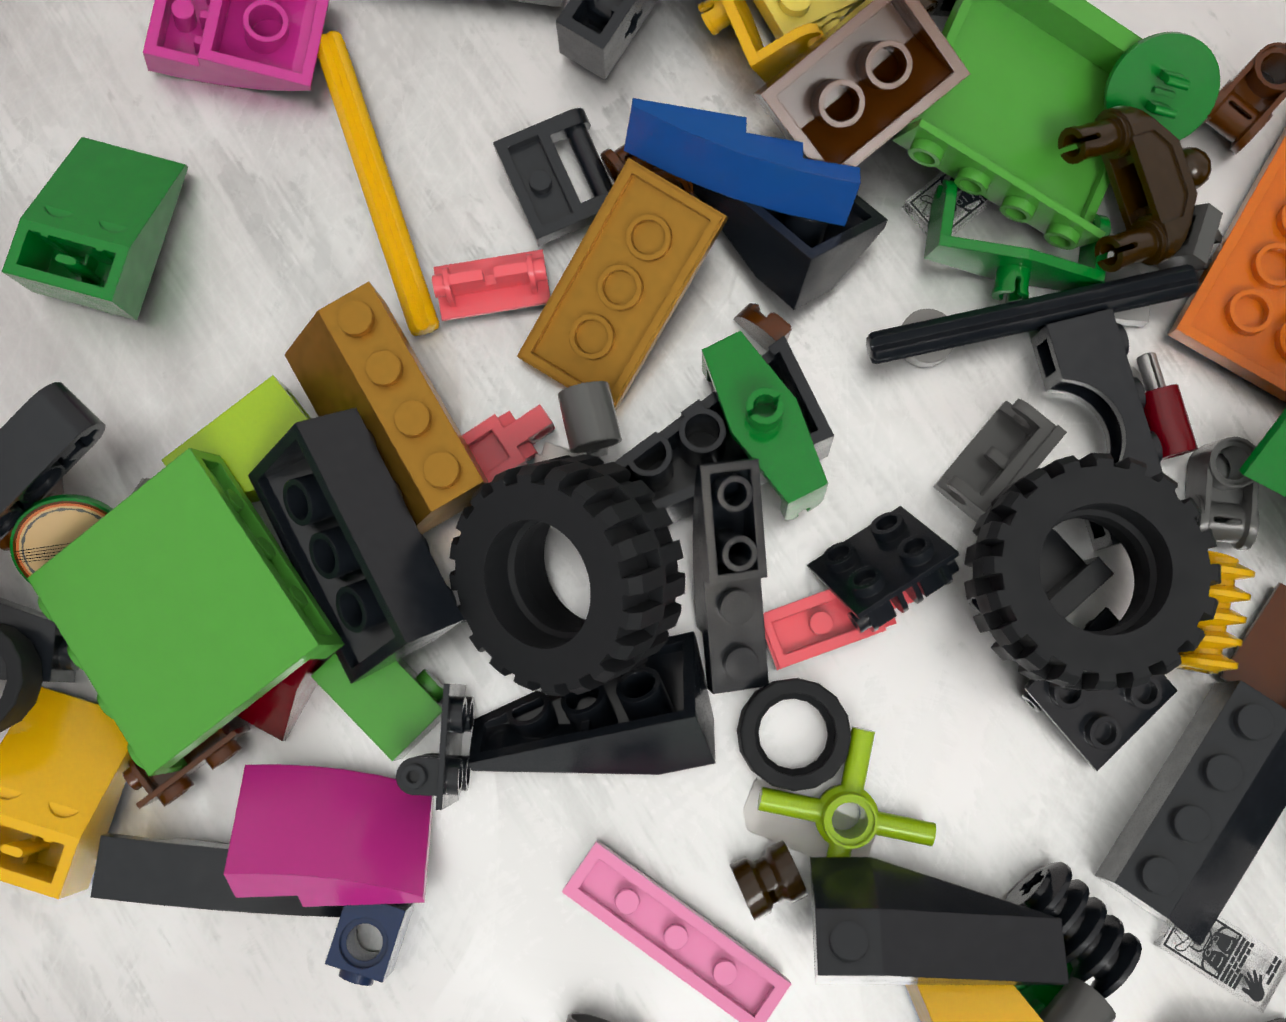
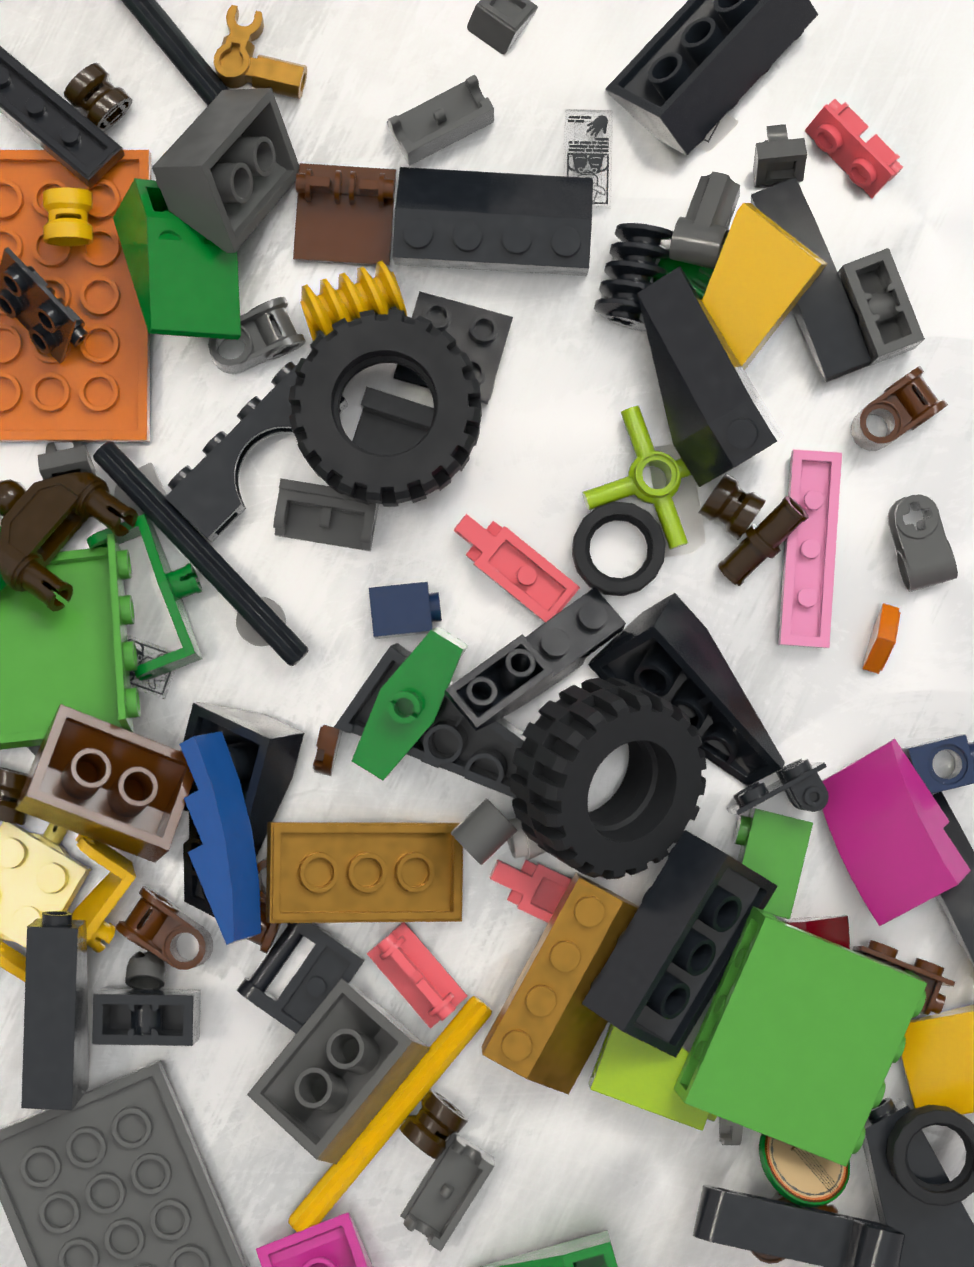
camera: 120 degrees left, 5 degrees up
(270, 191) = (447, 1190): none -> dark grey hinge
(340, 213) = (433, 1124): none -> dark brown wheel
(444, 150) = (337, 1072): none -> dark grey slope
(537, 954) = (882, 638): none -> orange tile
(654, 39) = (145, 971): none -> dark grey hinge
(687, 70) = (163, 929): none -> reddish brown piece
(714, 891) = (762, 541): none -> dark brown pin
(859, 478) = (403, 610): none -> dark blue brick
(881, 563) = (458, 556): black hinge -> none
(1165, 409) = (214, 413): dark red piece -> none

